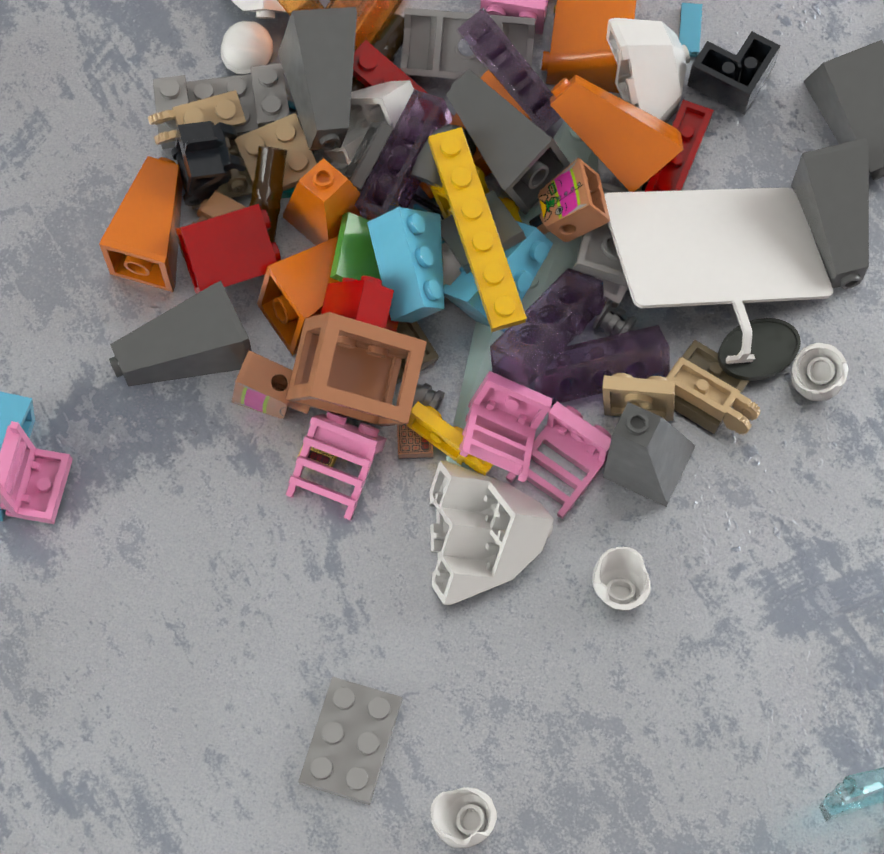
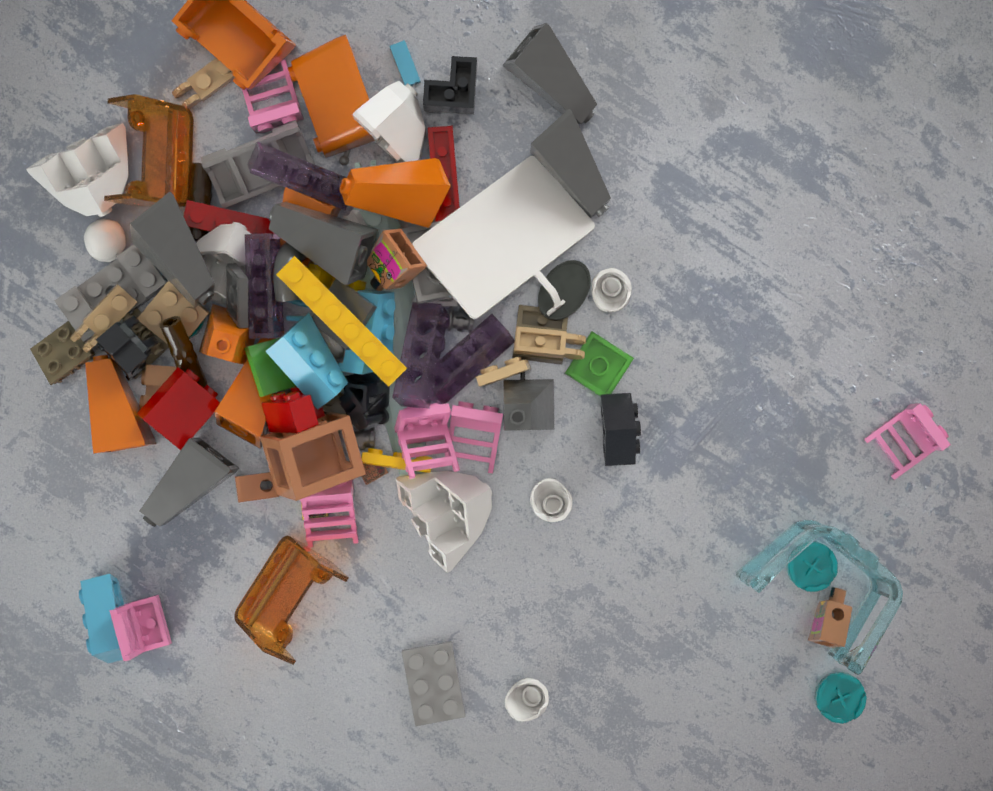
camera: 25 degrees left, 20 degrees up
(124, 140) = (60, 355): none -> dark tan hinge
(226, 526) = (278, 592): none -> clear orange windscreen
(455, 348) = (363, 395): none -> black piece
(755, 530) = (620, 429): none -> black brick
(760, 458) = (601, 366): none -> bright green tile

